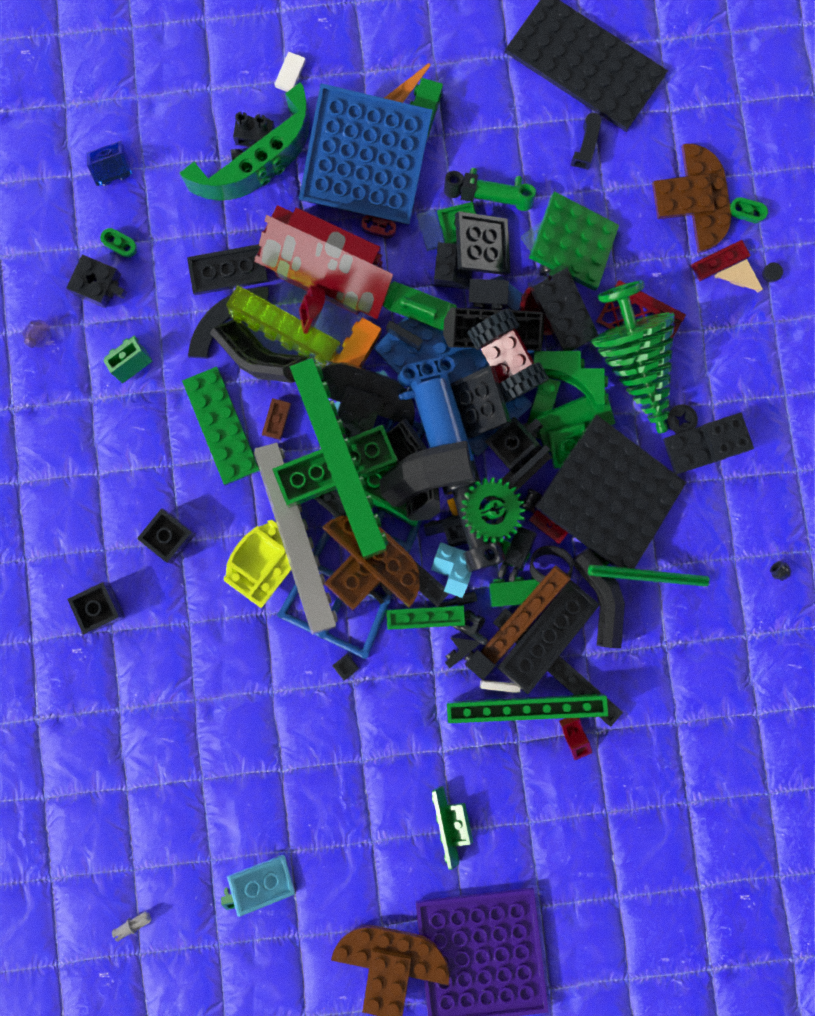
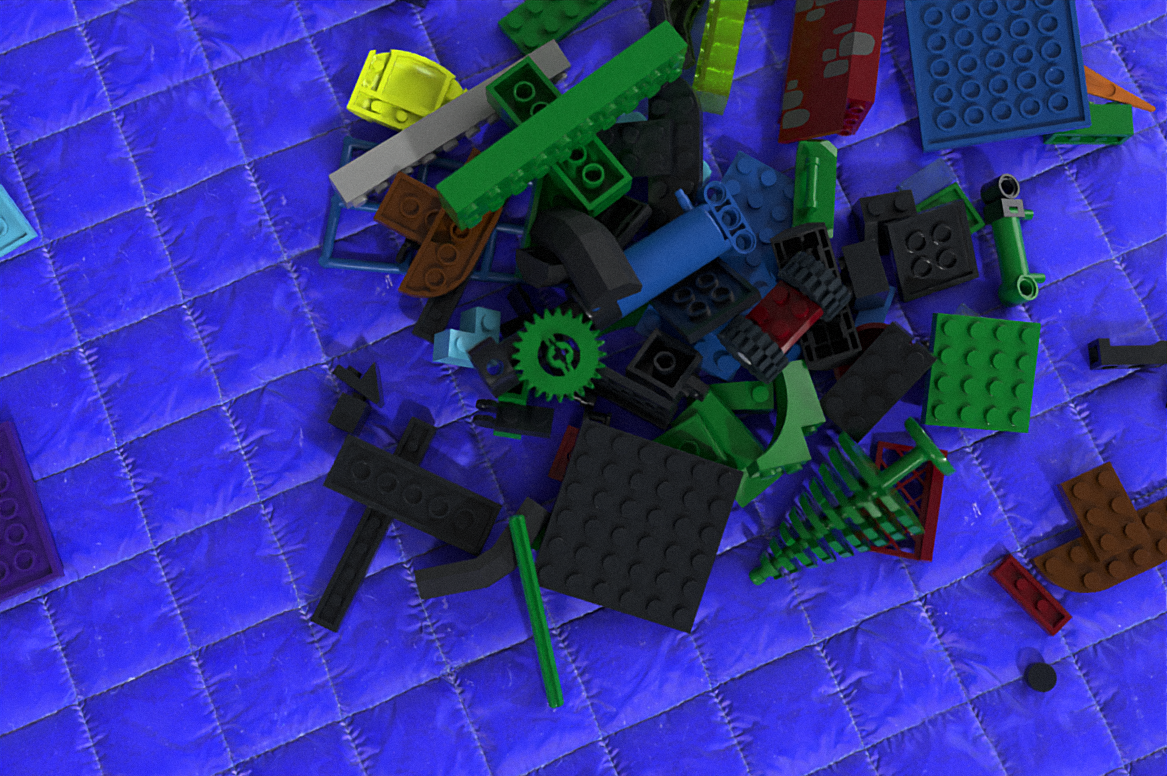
camera: 75 degrees right, 5 degrees down
(276, 419) = (593, 57): copper plate -> none
(311, 308) = (761, 49): dark red slope -> none
(345, 667) = (302, 242): black tile -> none
(360, 344) = (734, 132): orange brick -> none
(377, 230) = (900, 114): dark red beam -> none
(404, 335) = (766, 180): black tile -> none
(425, 617) = (394, 325): green plate -> none
(453, 826) = (121, 440): bracket -> none
(467, 598) = (433, 368): black axle -> none
(473, 632) = (409, 383): black piece -> none
(499, 686) = (326, 446): white tile -> none
(510, 593) = (465, 440): green brick -> none
(525, 614) = (434, 453): reddish brown tile -> none
(527, 708) = (303, 494): green brick -> none
(549, 550) = (533, 462): black tyre -> none
(575, 737) = (285, 576): dark red slope -> none
(690, 417) = (788, 593): black gear -> none
(708, 443) = (754, 648): black piece -> none
(741, 275) = (1018, 629): tan tile -> none
(747, 209) = (1122, 613): green plate -> none

